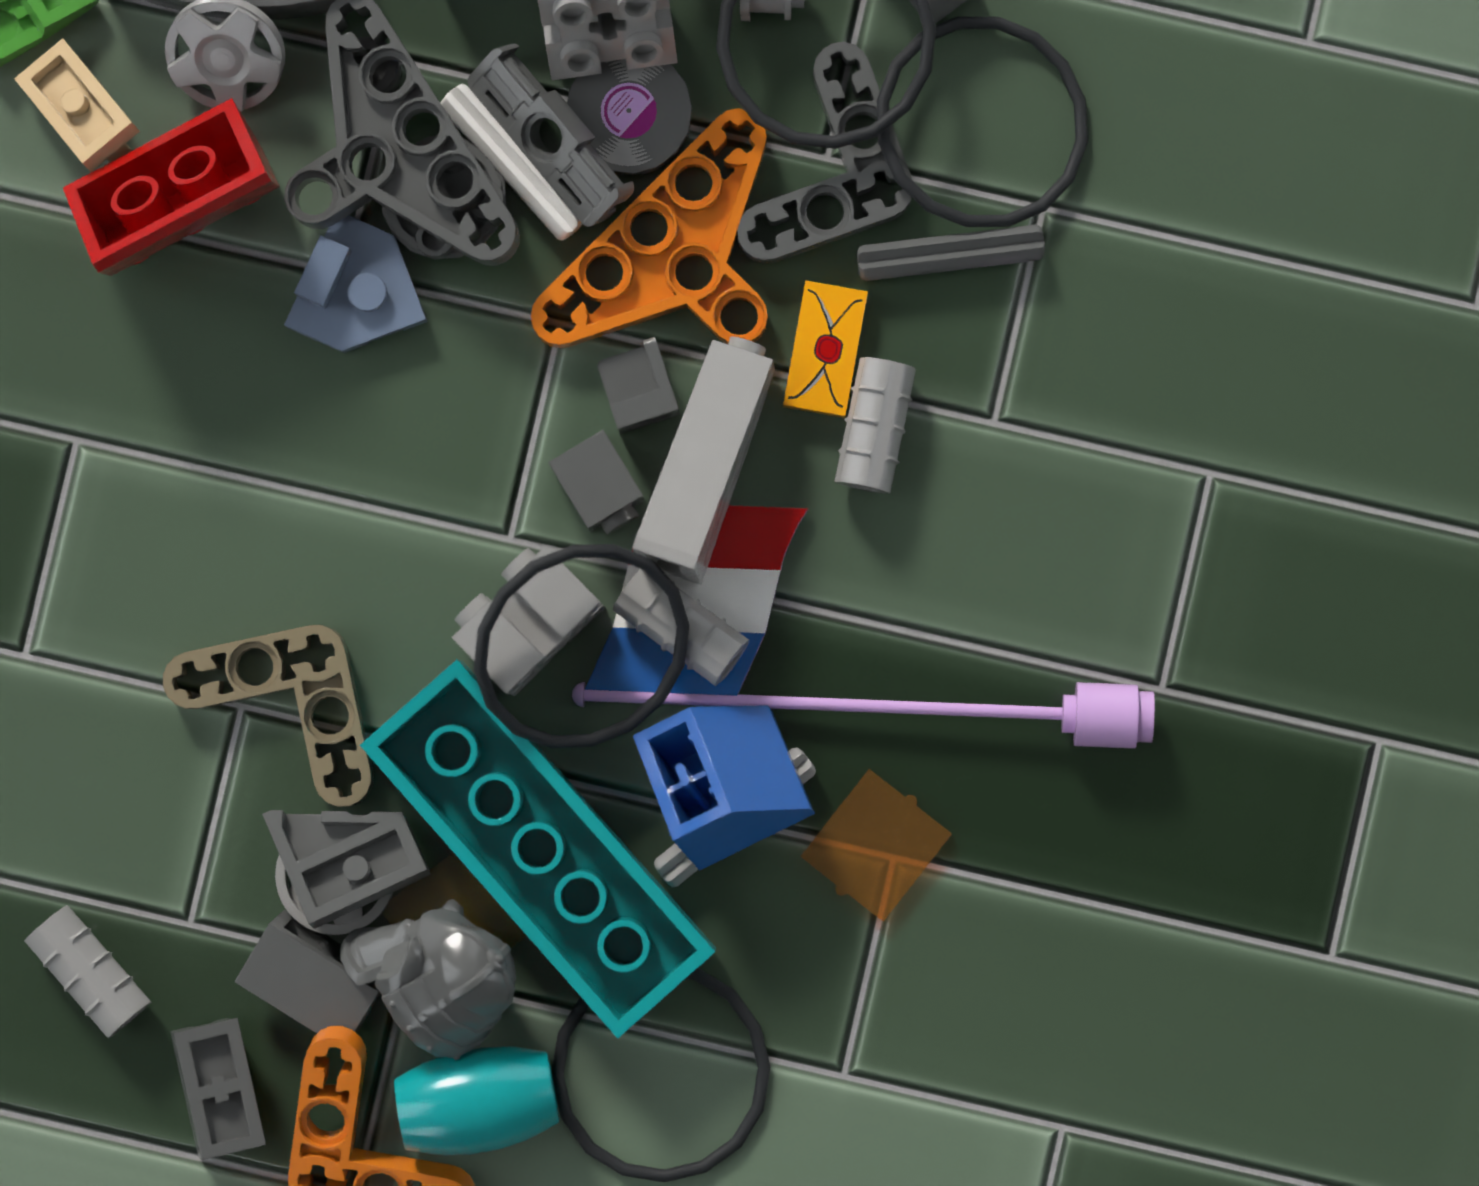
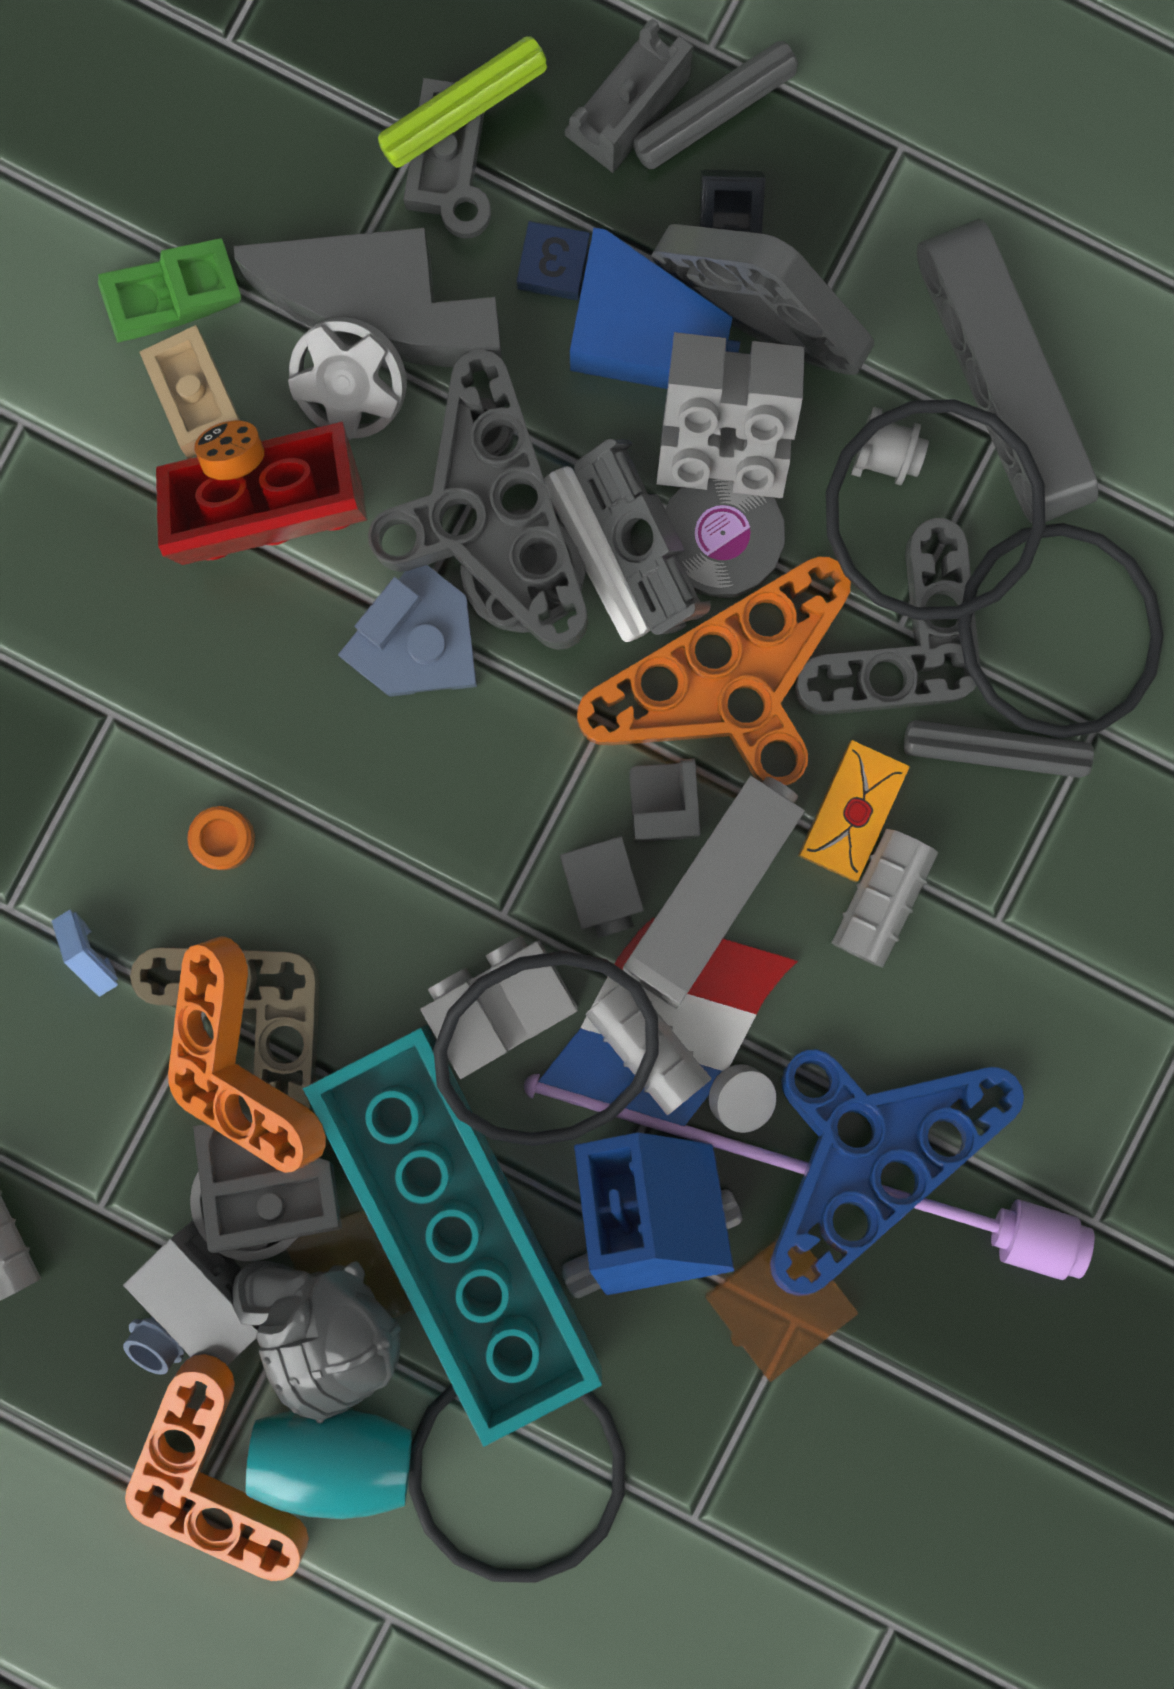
camera: 10 degrees right, 0 degrees up
(110, 678) = (79, 956): none -> light blue tile
(131, 154) = (229, 450): none -> orange tile
(215, 532) = (221, 838): none -> orange tile
(218, 1088) = (79, 1385): dark grey hinge -> none
(250, 669) = (205, 1069): none -> orange beam
(277, 1036) = (152, 1346): none -> sand blue plate
(786, 654) = (742, 1098): none -> light grey tile
(945, 649) = (899, 1134): none -> blue beam

